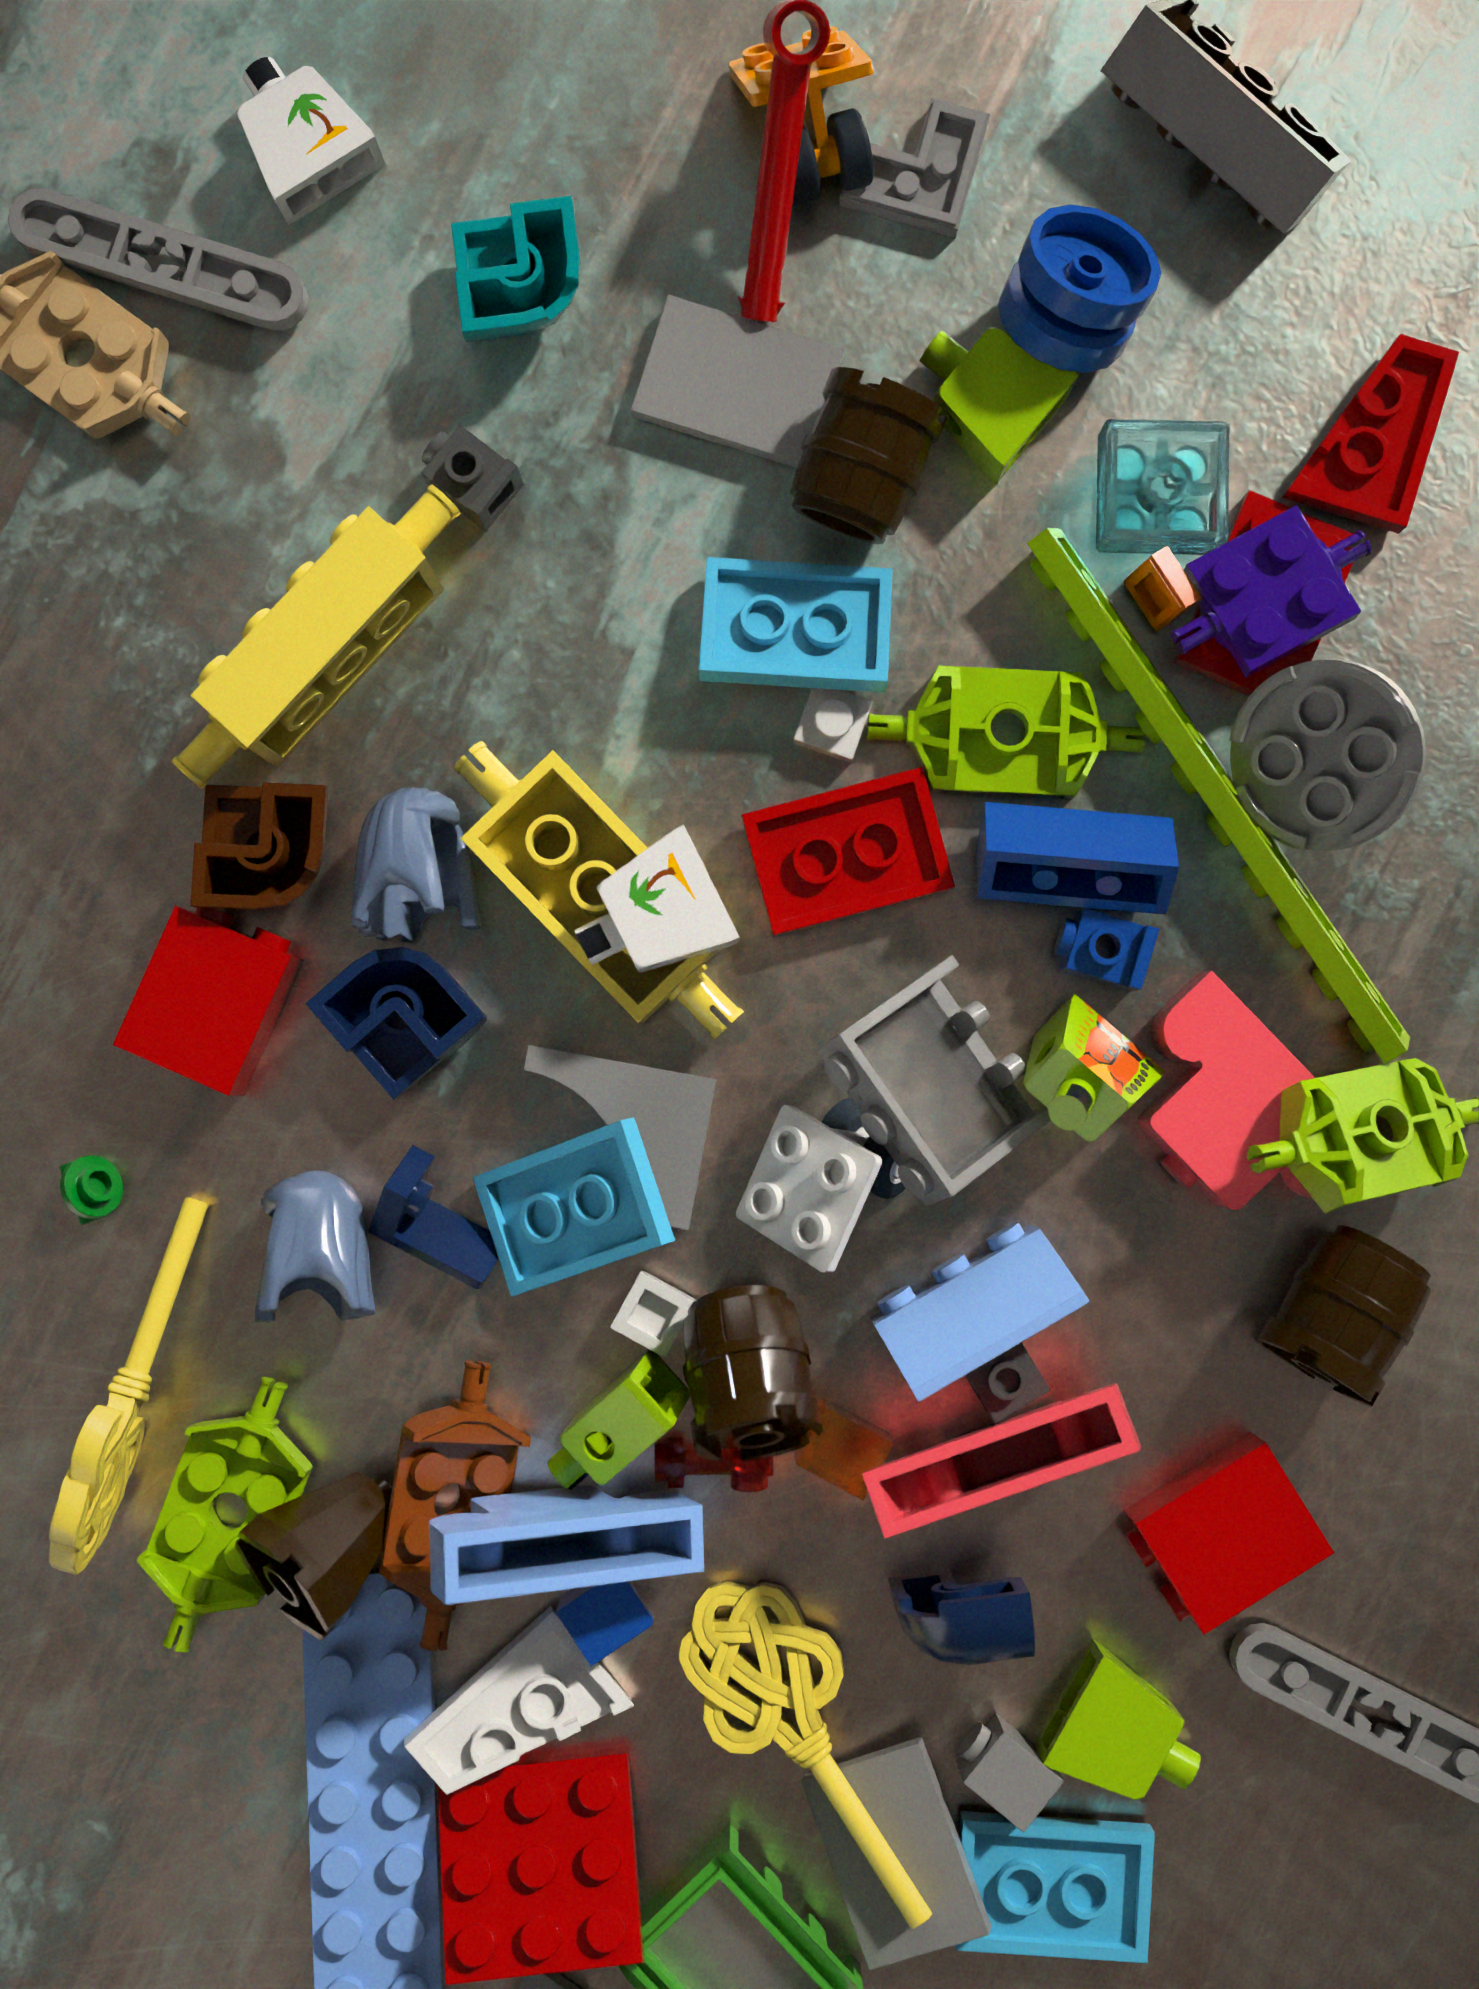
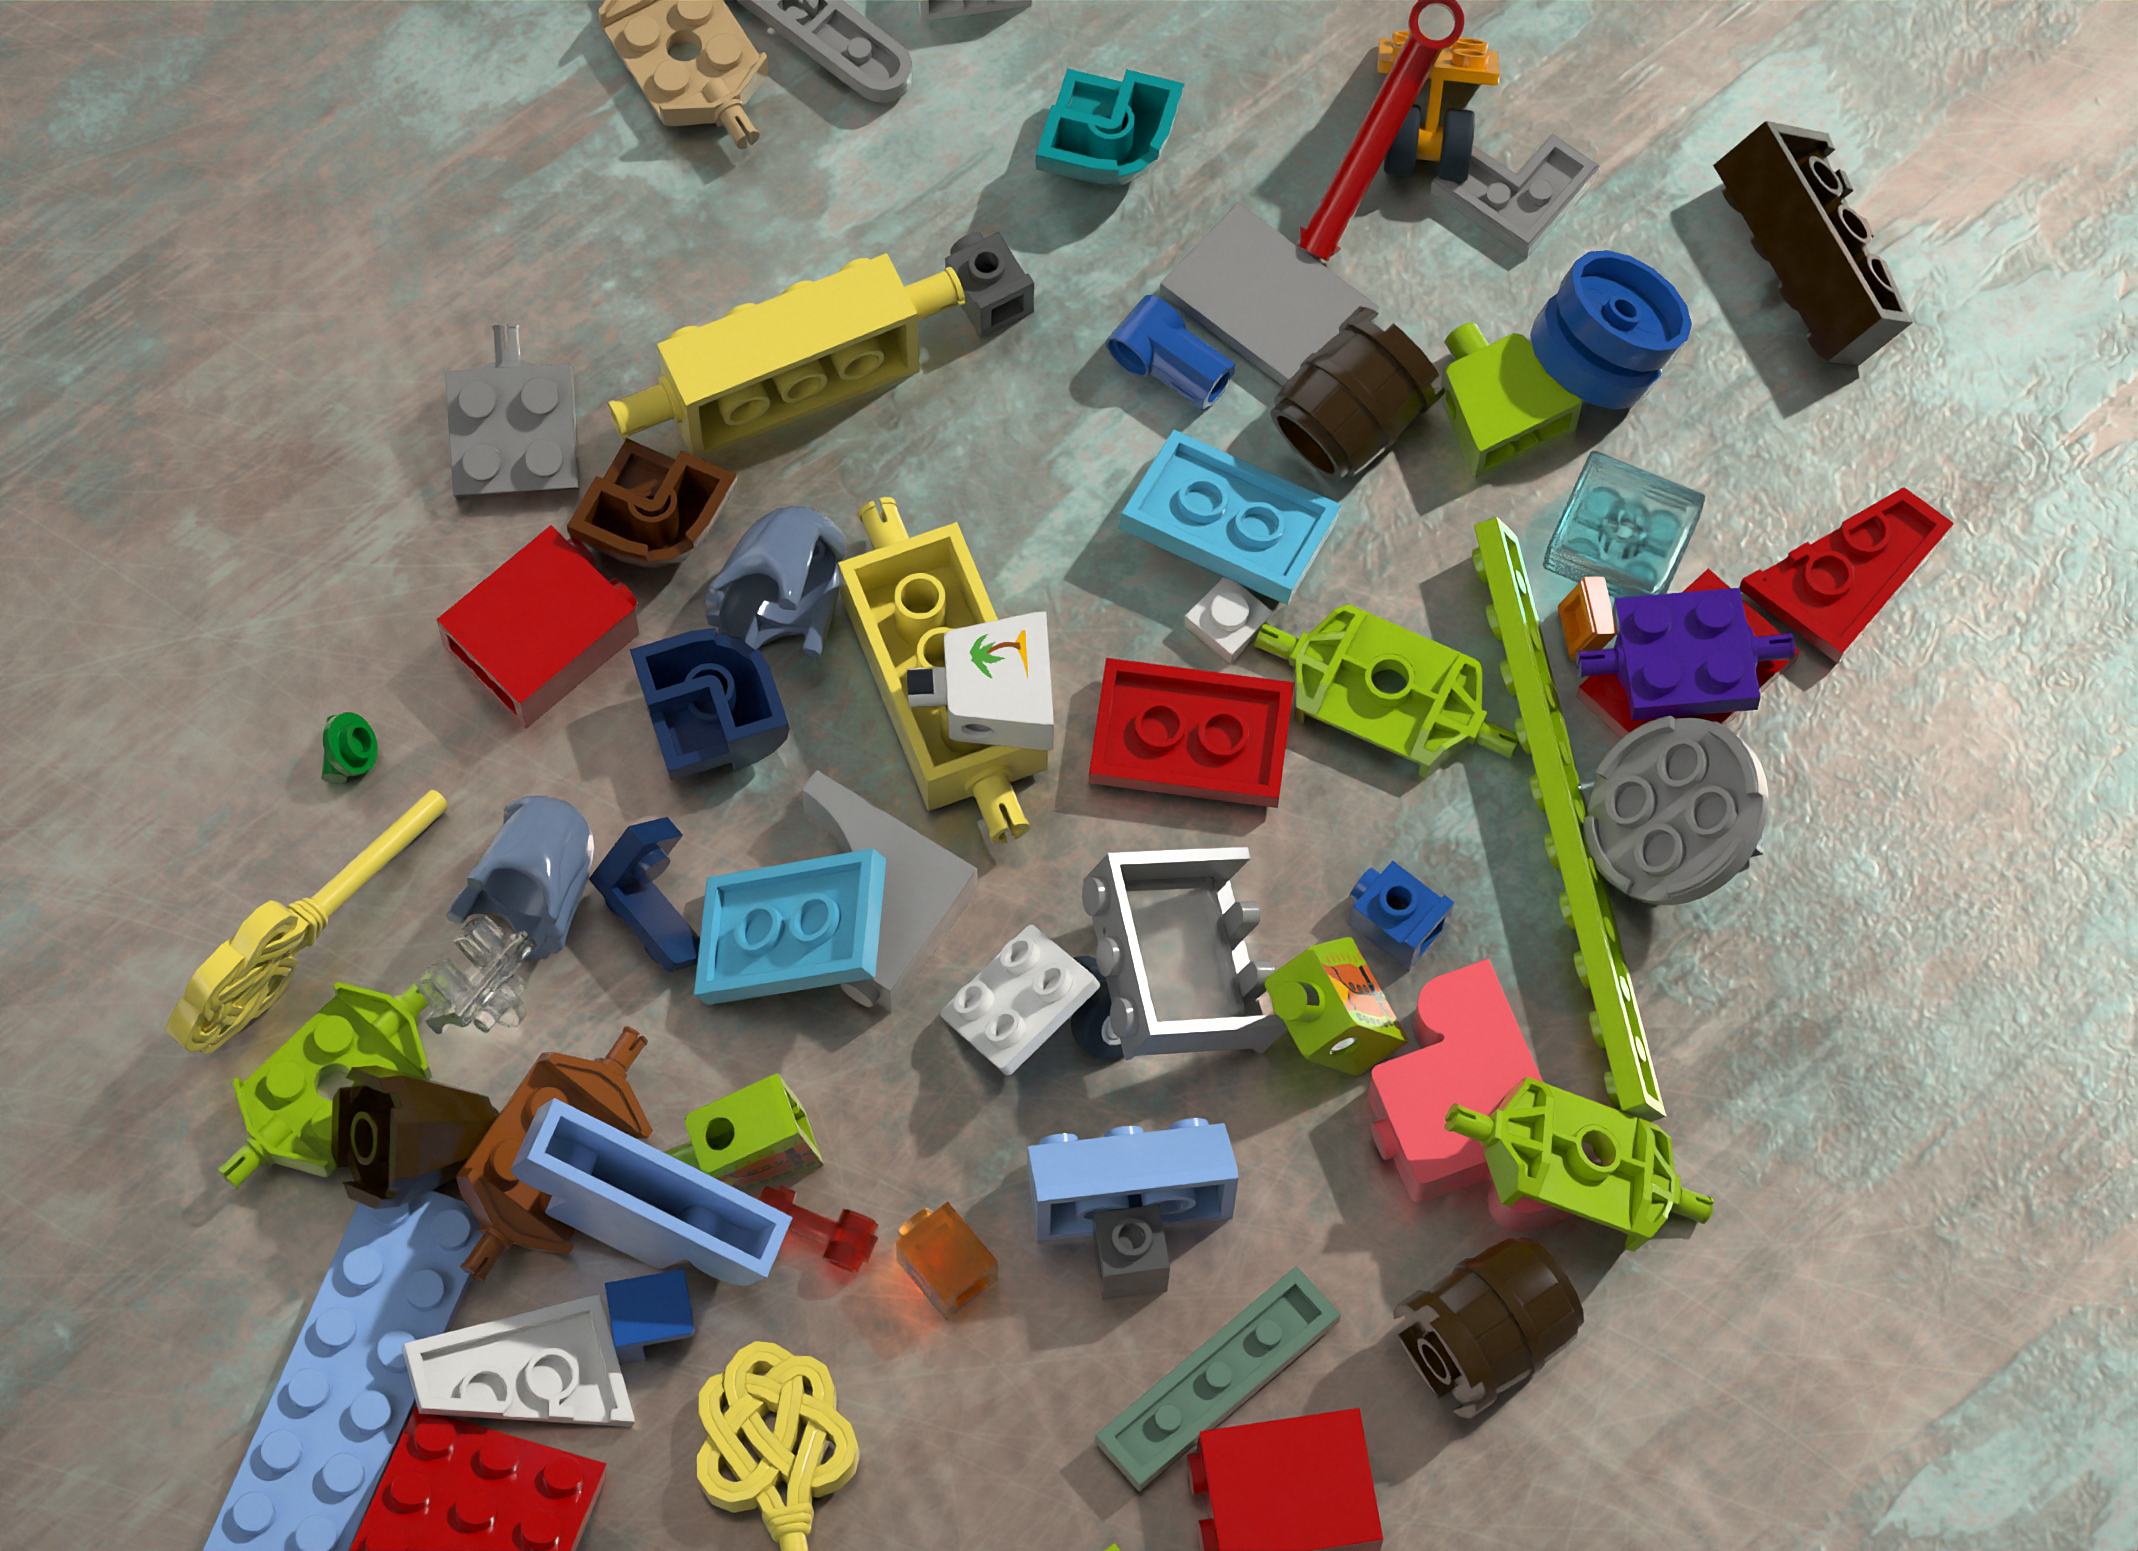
camera: 20 degrees right, 20 degrees down
(92, 810) = (512, 424): none -> light grey plate
(320, 1372) = (484, 986): none -> clear hips
(652, 1313) = (820, 1067): white plate -> none
(655, 474) = (1157, 343): none -> blue piece
(748, 1374) = (887, 1139): dark brown piece -> none
(967, 1620) = (996, 1451): dark blue brick -> none
(1001, 1460) = (1095, 1296): coral brick -> none
(1076, 858) = (1402, 814): blue brick -> none
(1103, 1496) = (1217, 1378): none -> sand green plate

